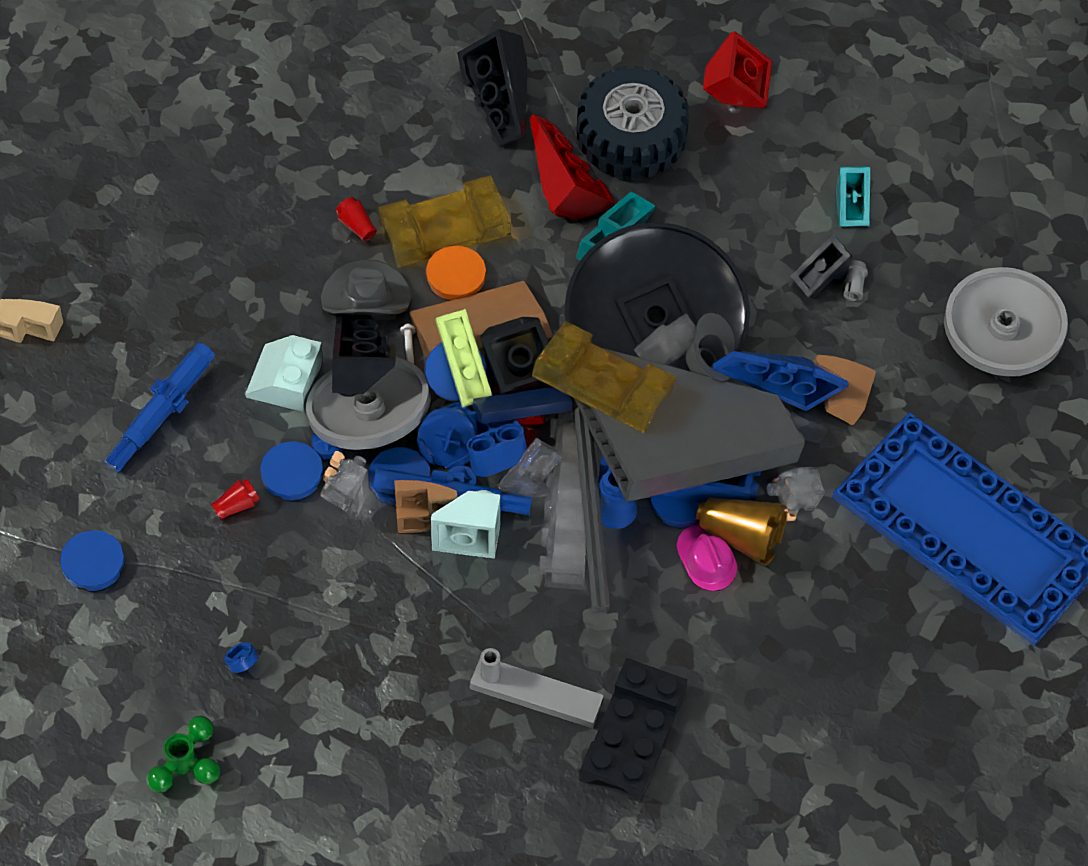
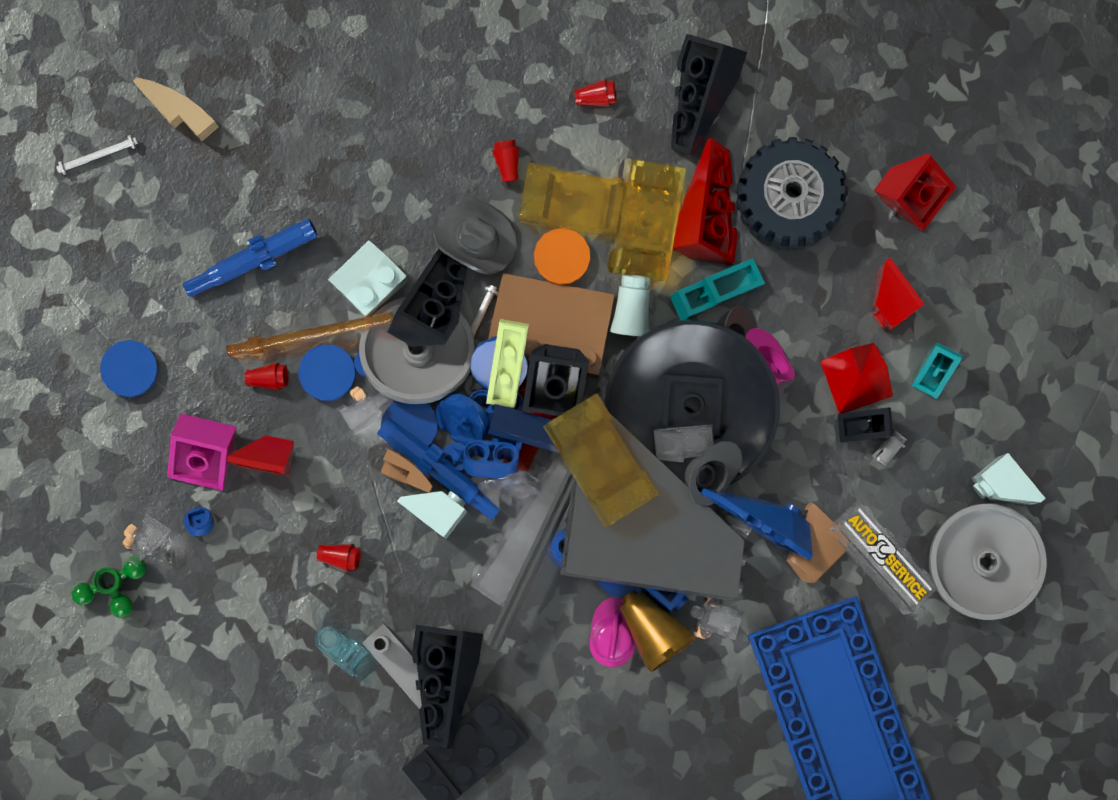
camera: 30 degrees right, 25 degrees up
(201, 693) = (147, 541): none -> clear piece
(208, 478) = (256, 344): none -> clear orange bar
(208, 594) = (200, 451): none -> dark pink slope
(274, 565) = (266, 455): none -> red slope
(400, 618) = (340, 556): none -> red cone
(408, 131) = (597, 94): none -> red cone
(453, 697) = (342, 649): none -> clear light blue piece
(517, 199) = (647, 219): none -> clear yellow piece
(547, 272) = (632, 306): none -> light aqua plant
(569, 665) = (445, 674): none -> black wedge
(777, 154) = (893, 297): none -> red slope
(786, 238) = (857, 377): none -> red slope
(911, 364) = (882, 558): none -> clear brick
(979, 246) = (1006, 483): none -> light aqua slope

